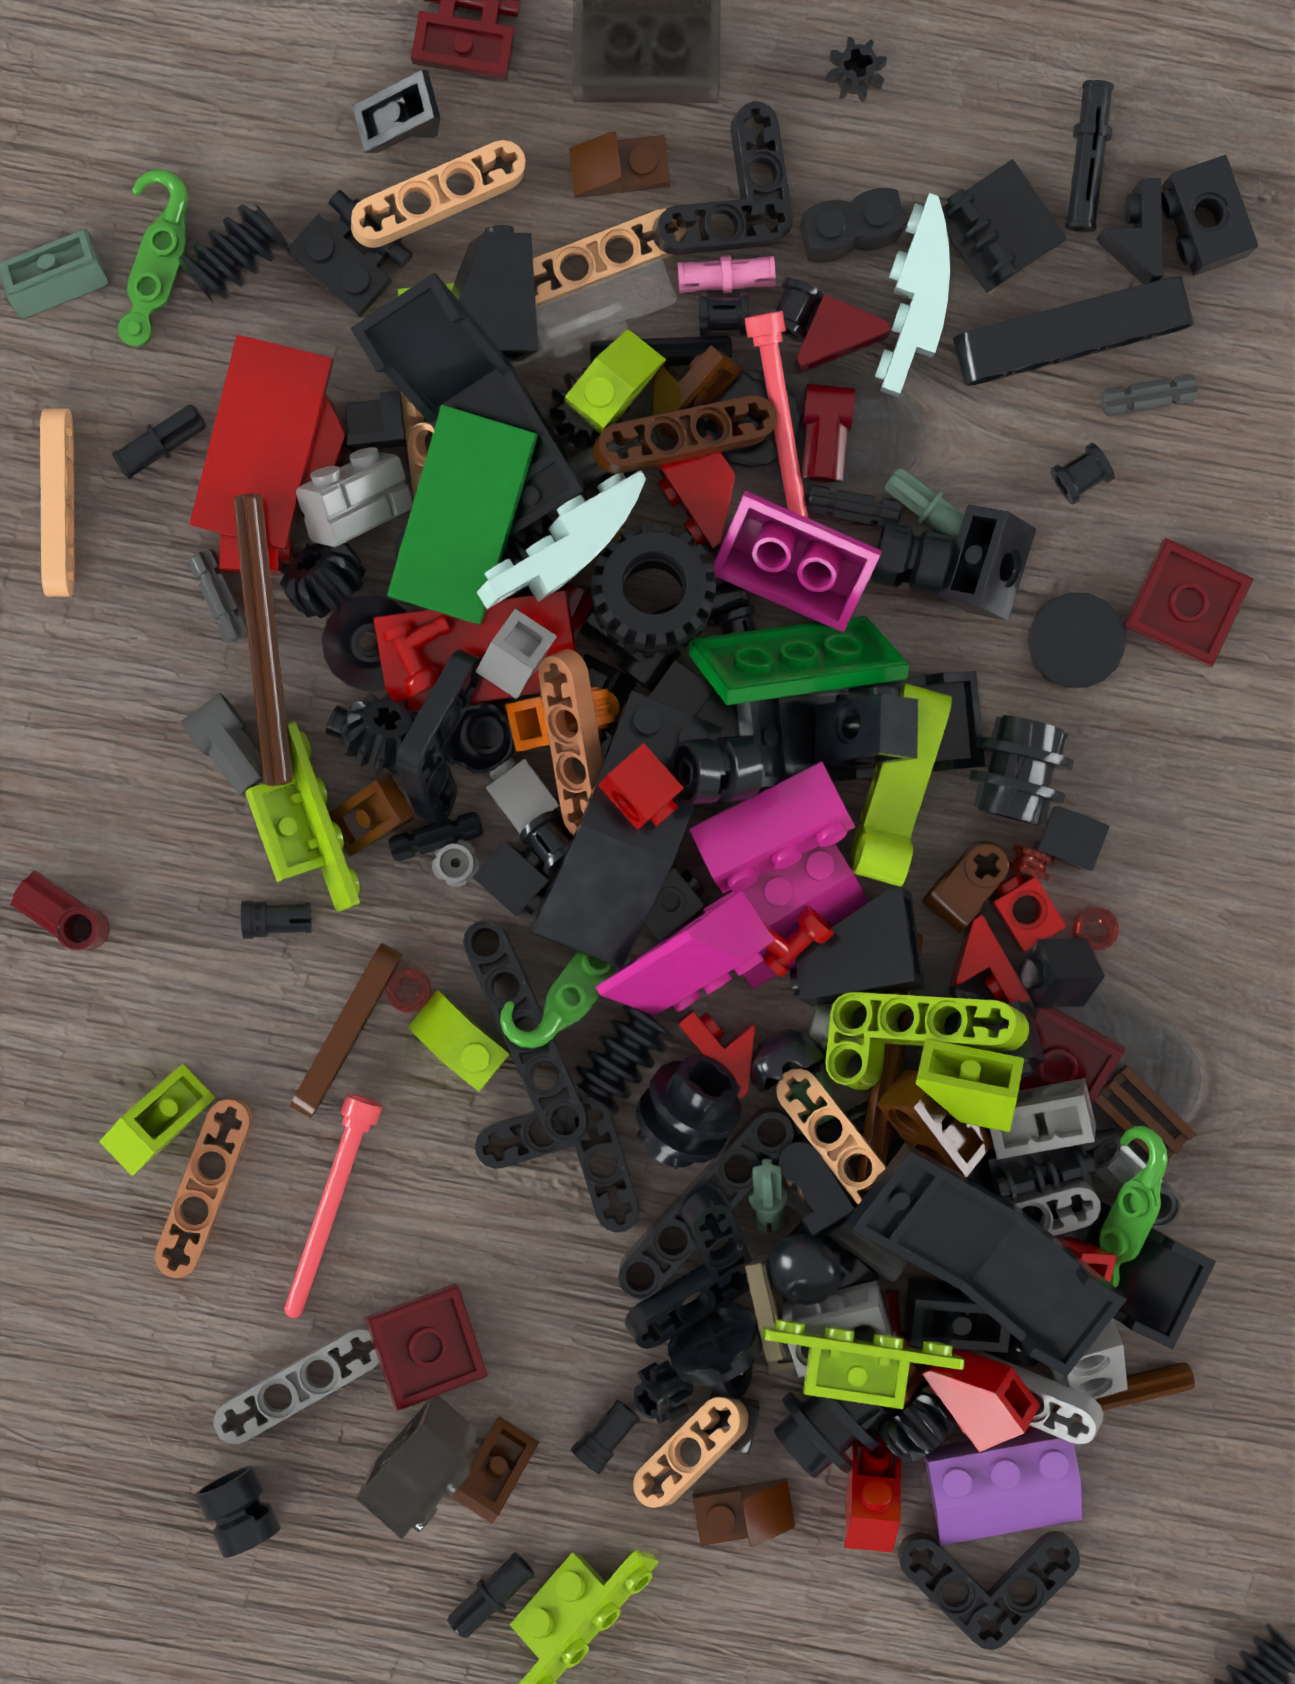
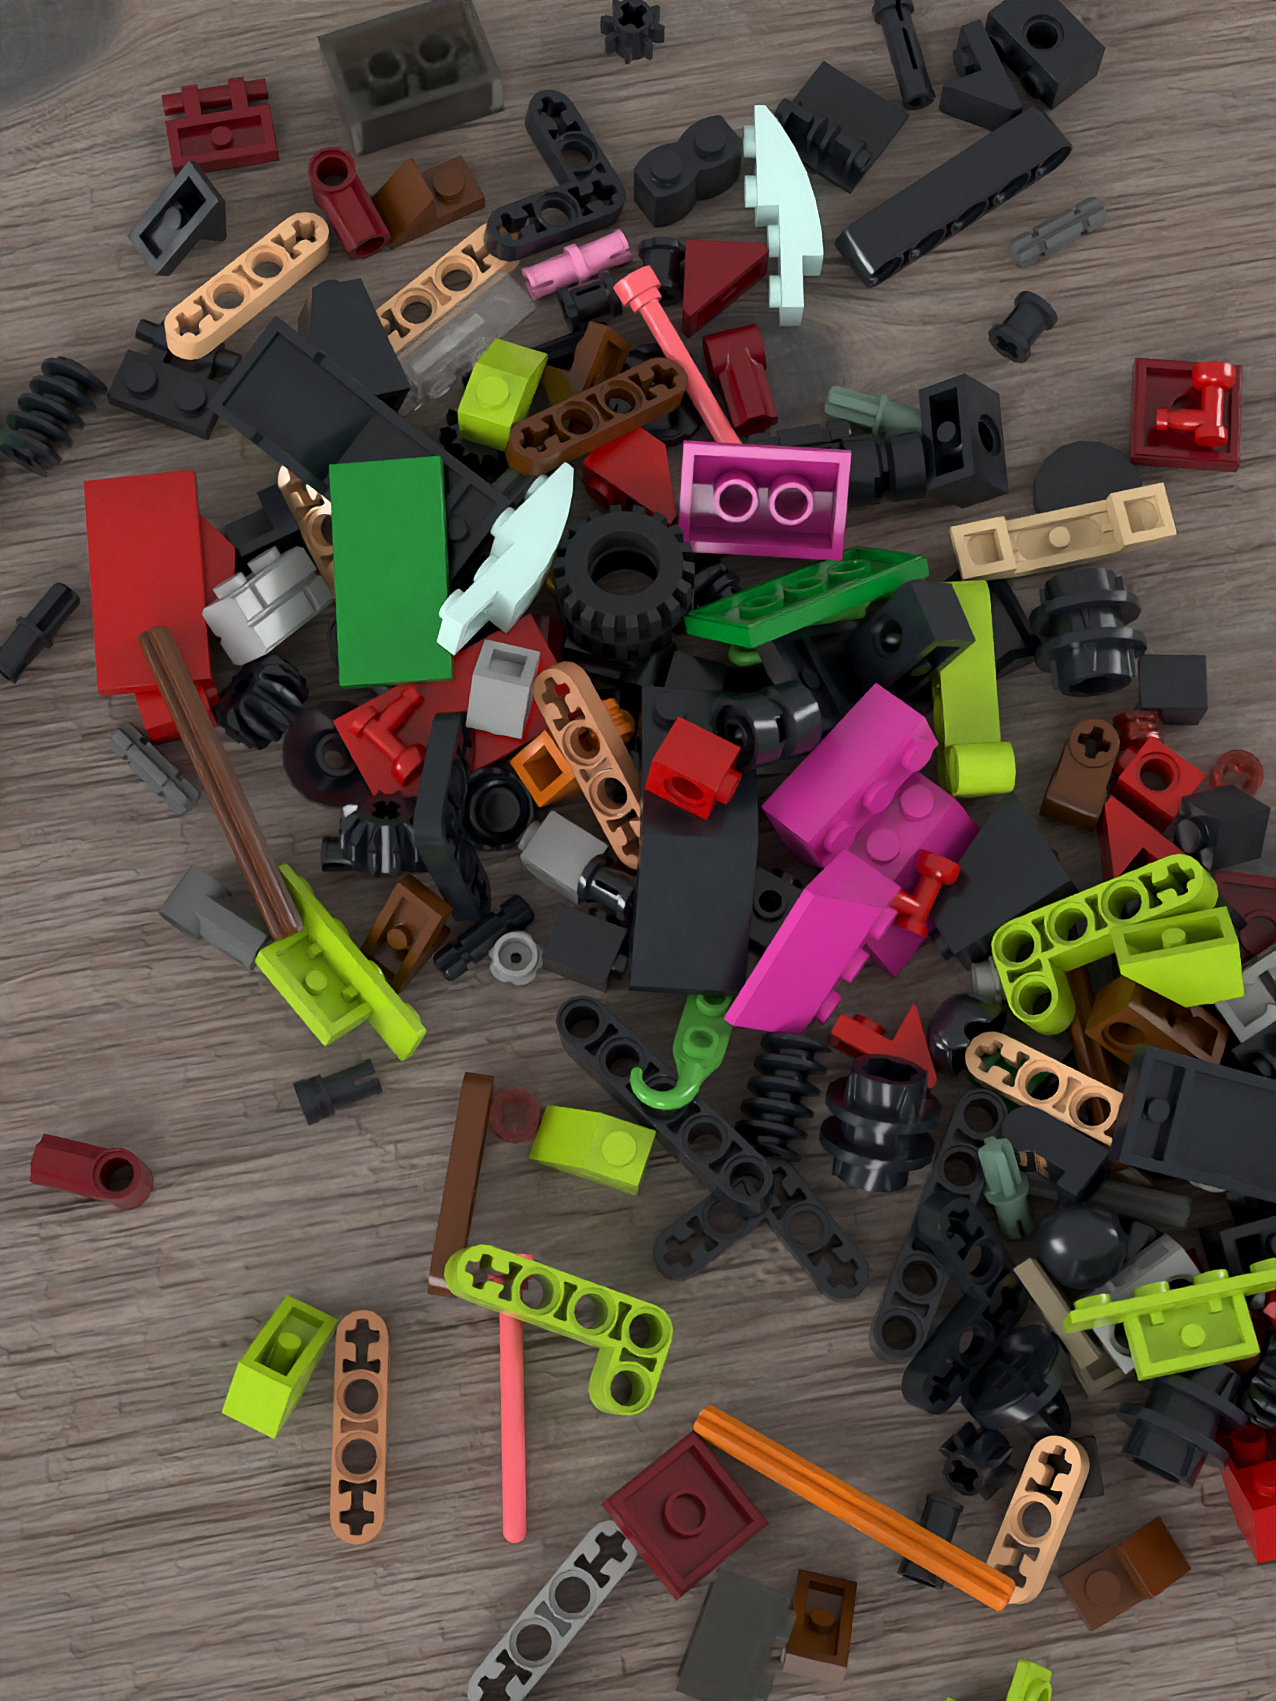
camera: 25 degrees left, 15 degrees down
(380, 1164) = (556, 1314): none -> lime beam
(549, 150) = (347, 204): none -> dark red piece
(554, 1392) = (855, 1508): none -> orange axle
(1036, 676) = (1064, 536): none -> tan slope
(1200, 622) = (1213, 380): none -> red piece

